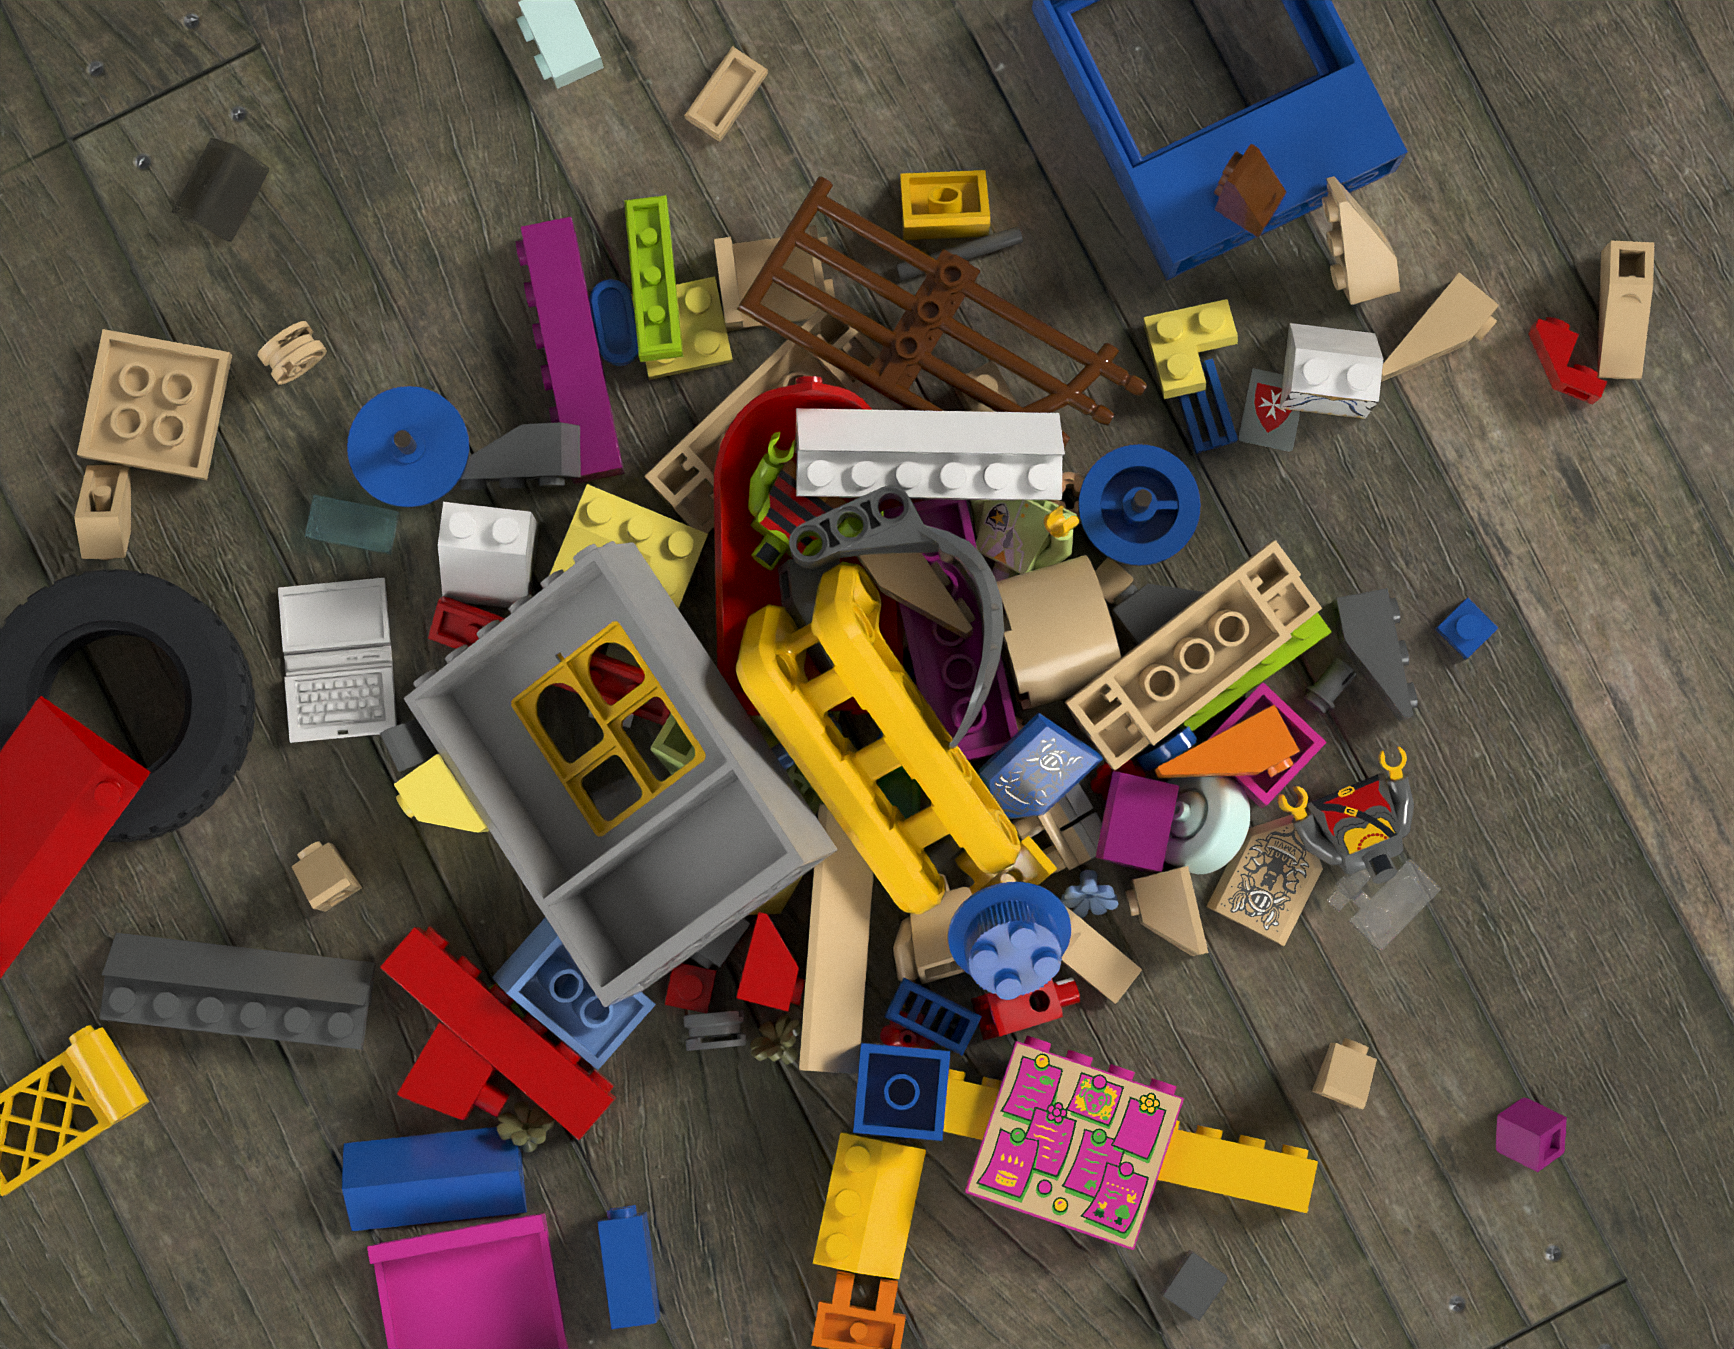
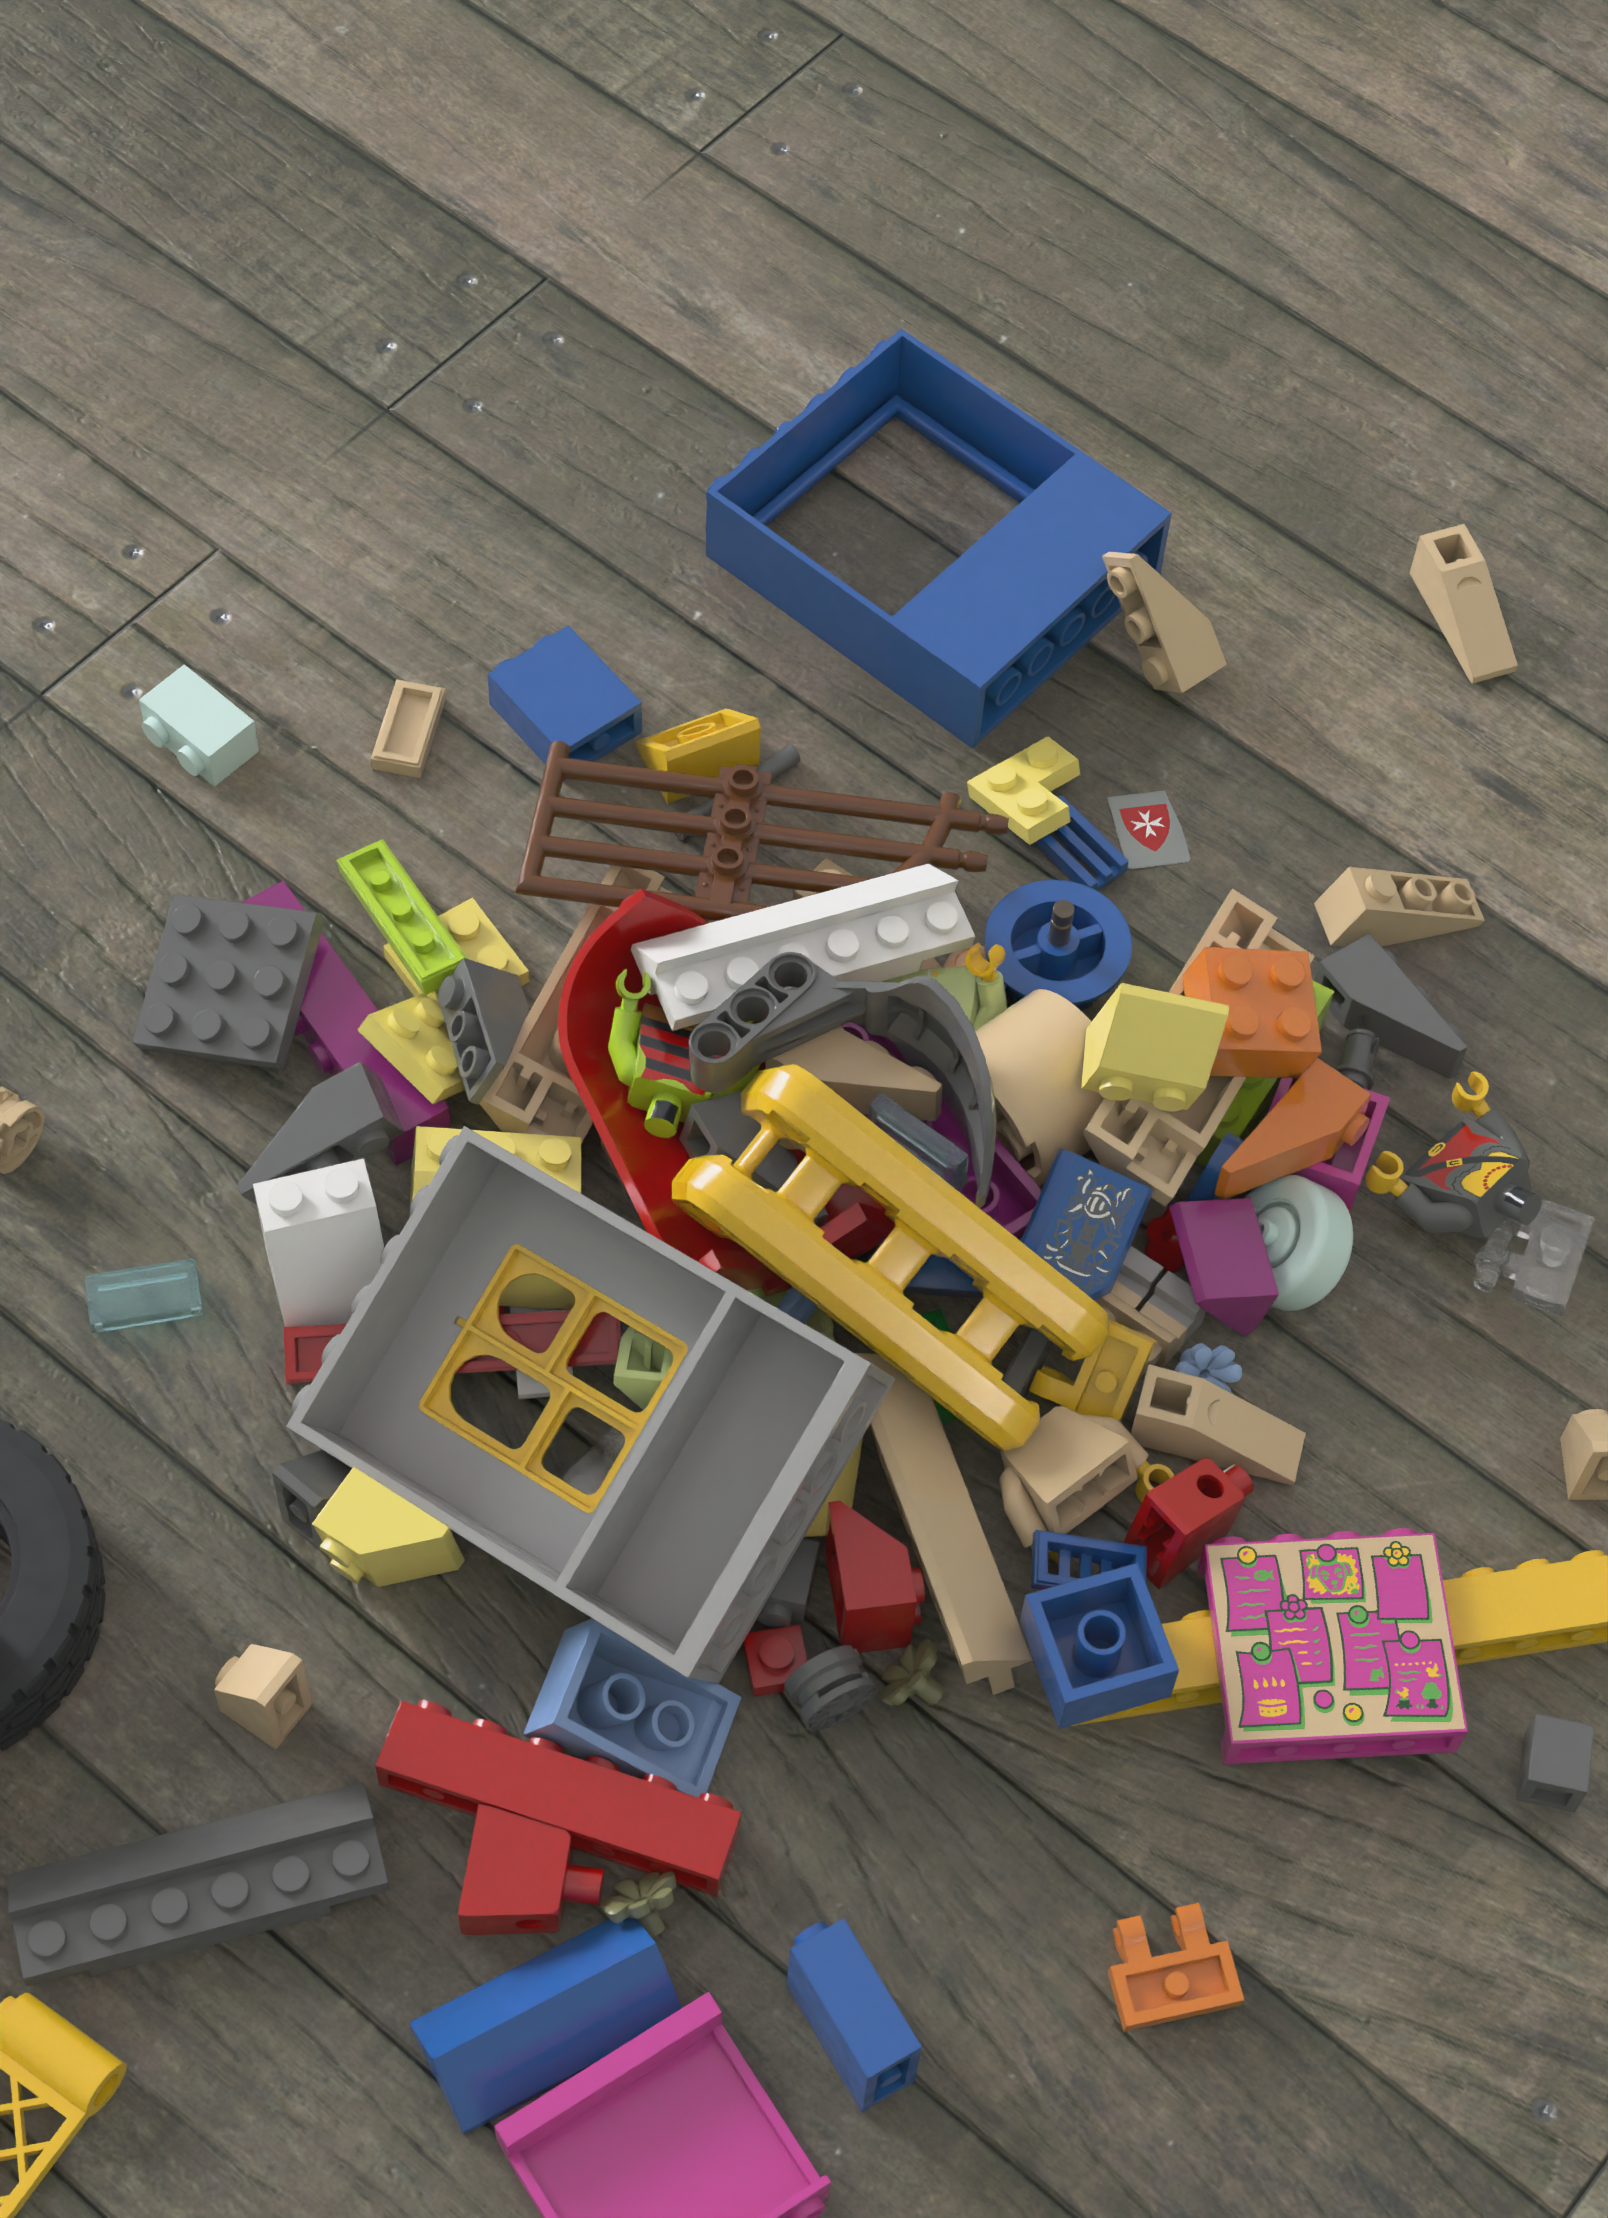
camera: 25 degrees left, 25 degrees down
(337, 659) = (180, 1450): white piece -> none
(408, 446) = (183, 1172): blue piece -> none
(498, 290) = (228, 981): none -> dark grey plate
(614, 322) = (376, 972): blue tile -> none
(626, 409) = (417, 1045): none -> light yellow plate
(675, 405) = (483, 1020): none -> dark grey slope
(742, 262) = (524, 917): tan panel -> none
(855, 121) = (566, 696): none -> blue brick
(869, 1206) = (1112, 1827): yellow slope -> none
(937, 663) = (920, 1140): none -> clear light blue tile
(1010, 937) = (1141, 1416): blue piece -> none
(1136, 671) = (1152, 1047): none -> light yellow slope
(1169, 909) = (1310, 1344): tan slope -> none
(1234, 659) = (1270, 1014): none -> orange brick
(1249, 191) = (1034, 570): reddish brown slope -> none
(1267, 880) = (1397, 1288): tan tile -> none
(1331, 371) = (1199, 757): white slope -> none
(1428, 565) = (1395, 906): none -> tan slope
(1445, 327) = (1290, 686): tan slope -> none
(1466, 628) = (1471, 959): blue plate -> none
(1554, 347) = (1413, 668): red slope -> none

